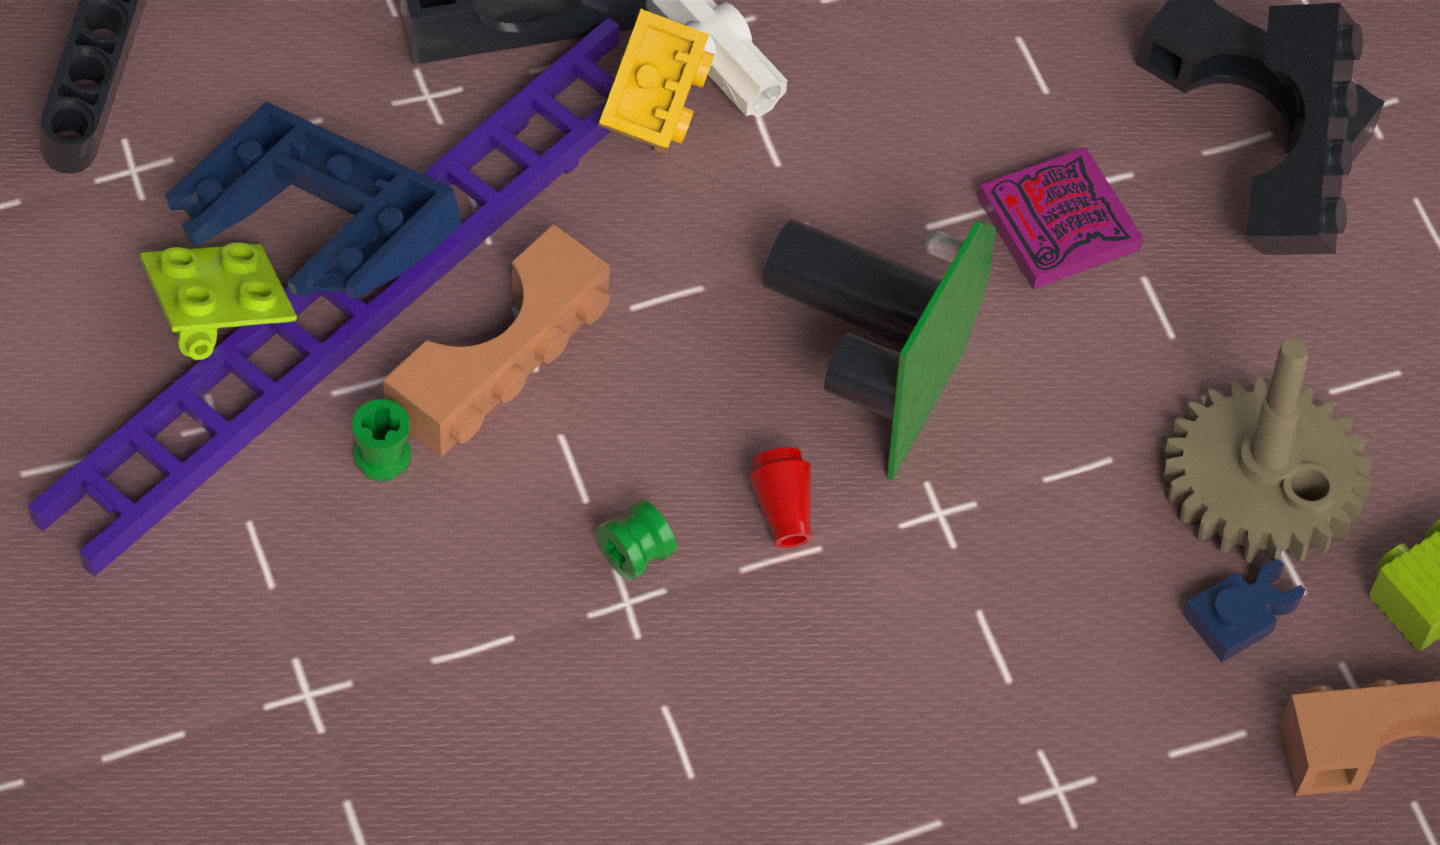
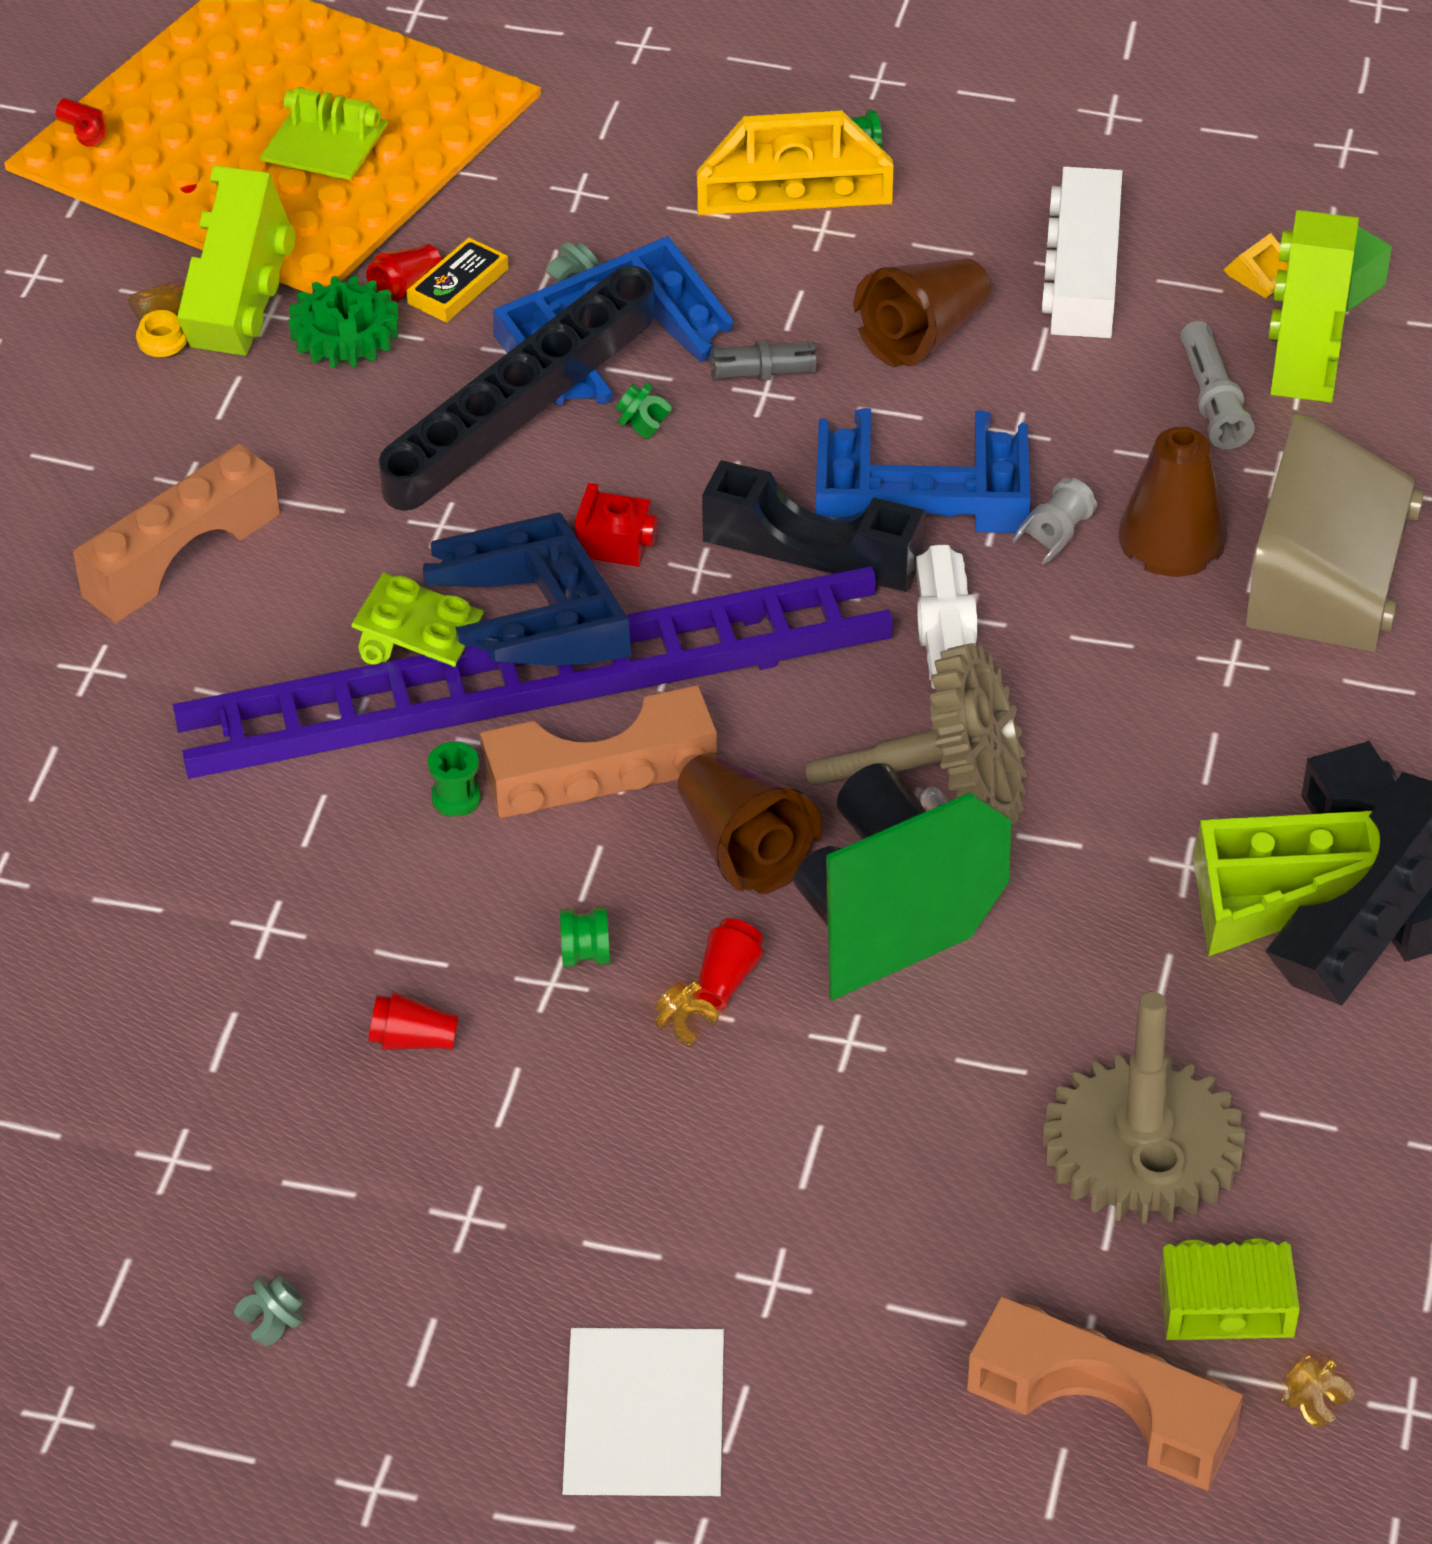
camera: 40 degrees right, 10 degrees down
(325, 88) = (615, 526): none -> red brick
(538, 722) = (409, 1024): none -> red cone
(655, 81) = (862, 623): yellow bracket -> none
(695, 339) = (749, 822): none -> reddish brown cone
(776, 566) = (680, 1004): none -> clear yellow plate
(858, 157) = (970, 736): none -> dark tan gear
(1059, 217) = (1130, 875): magenta tile -> none
(1194, 152) = (1264, 868): none -> lime wedge
(1240, 614) = (1028, 1231): dark blue plate -> none

